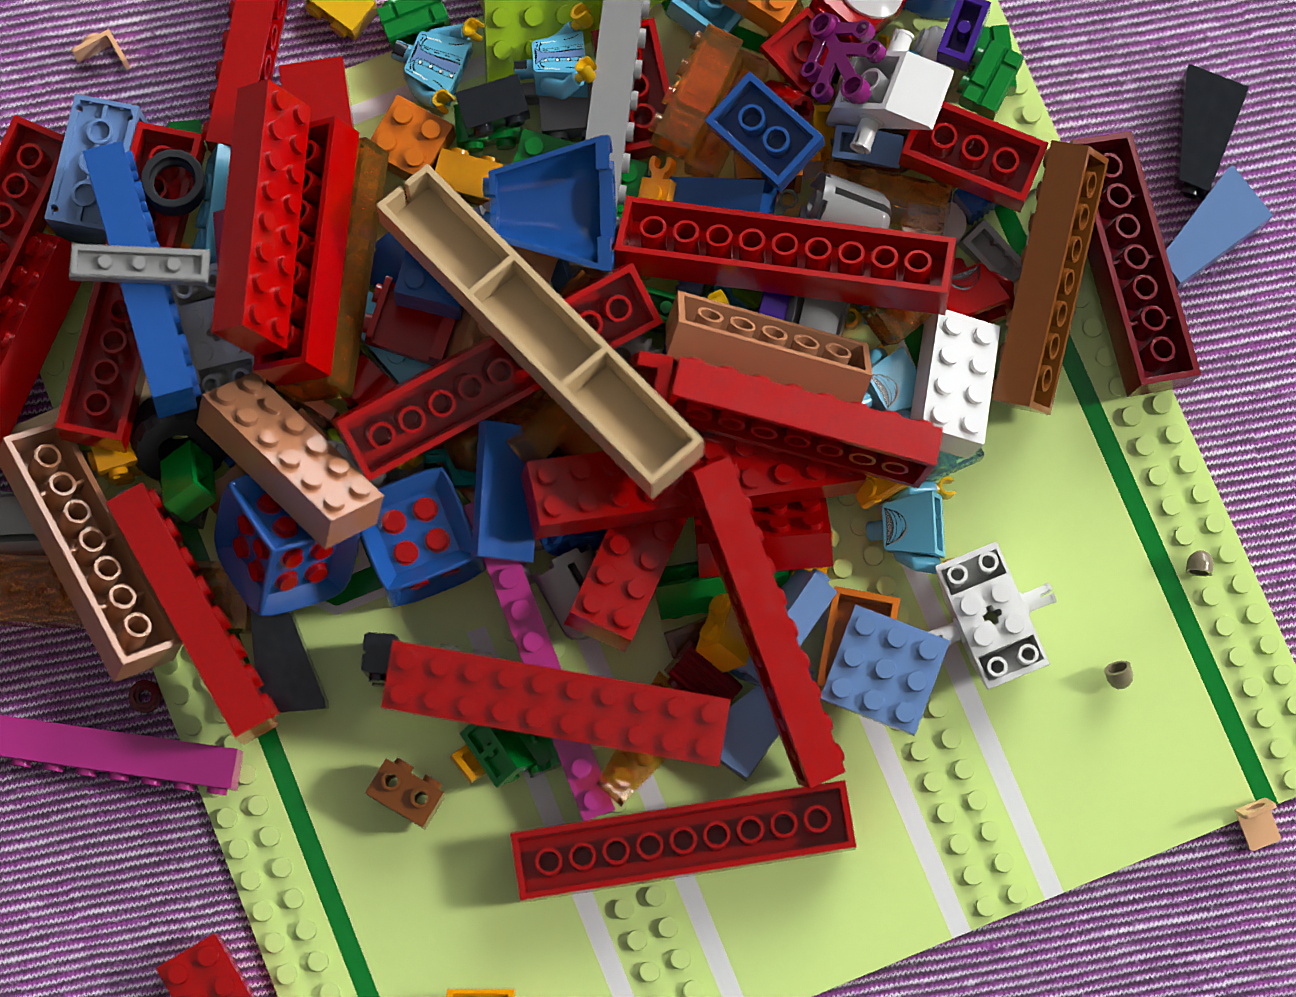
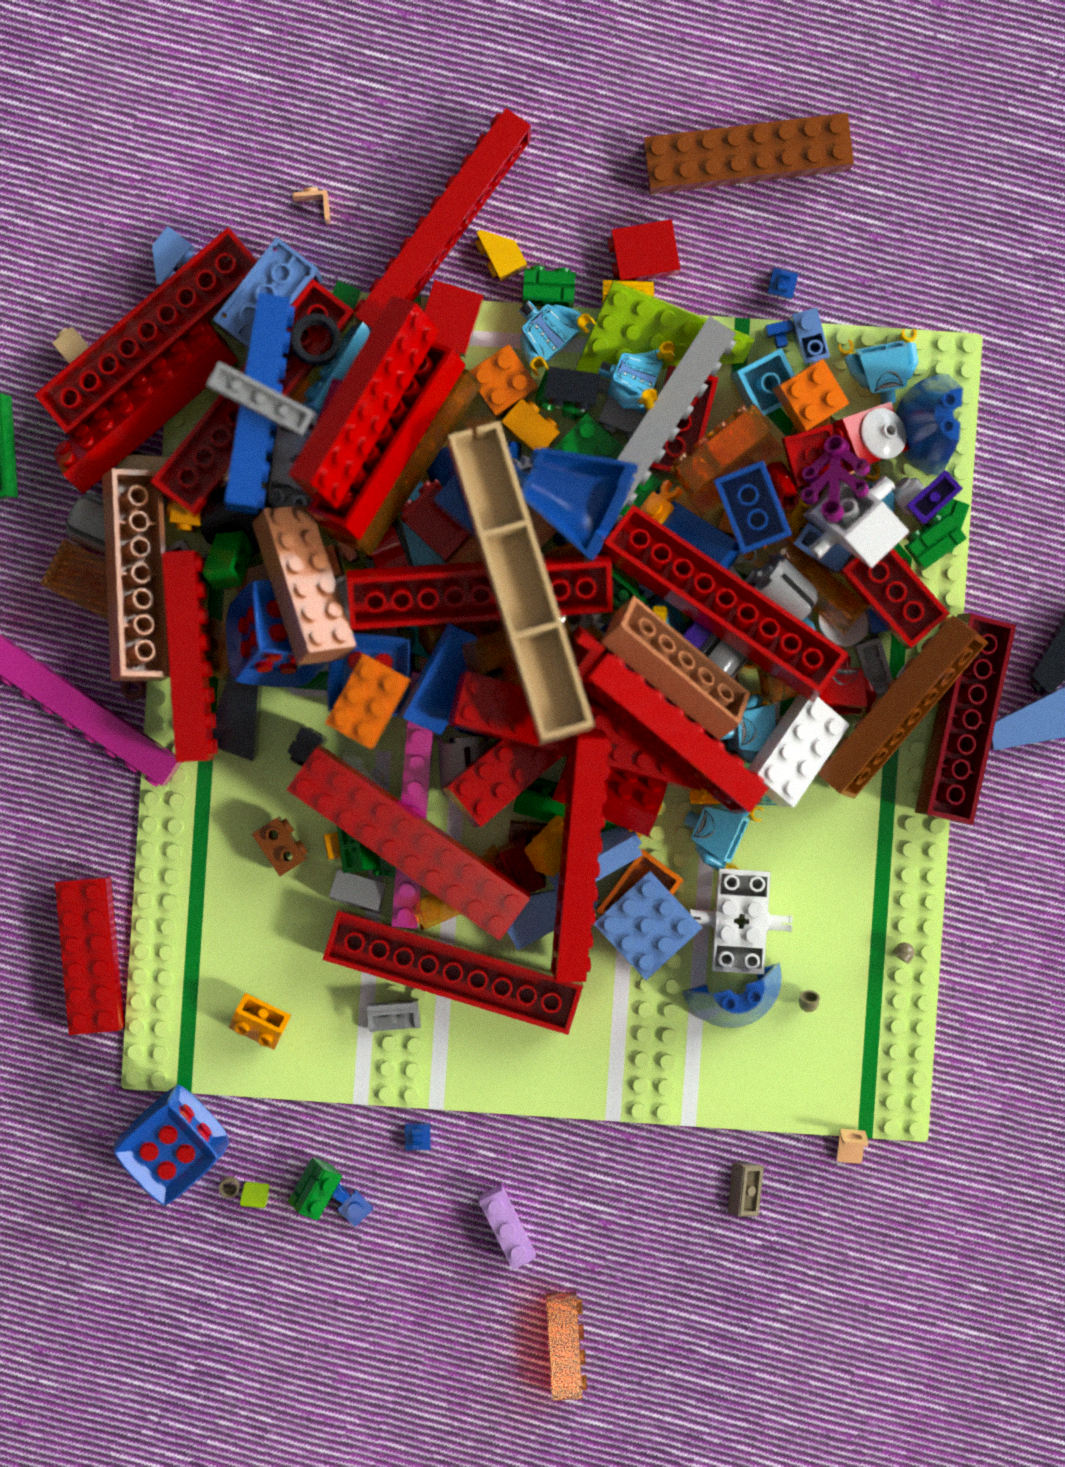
camera: 25 degrees right, 10 degrees up
(428, 555) = (368, 701): none -> orange brick
(524, 804) = (357, 891): none -> light grey hinge
(638, 932) = (393, 1015): none -> light grey hinge
(1032, 717) = (737, 1010): none -> blue cone
(1161, 939) = (745, 1189): none -> dark tan slope

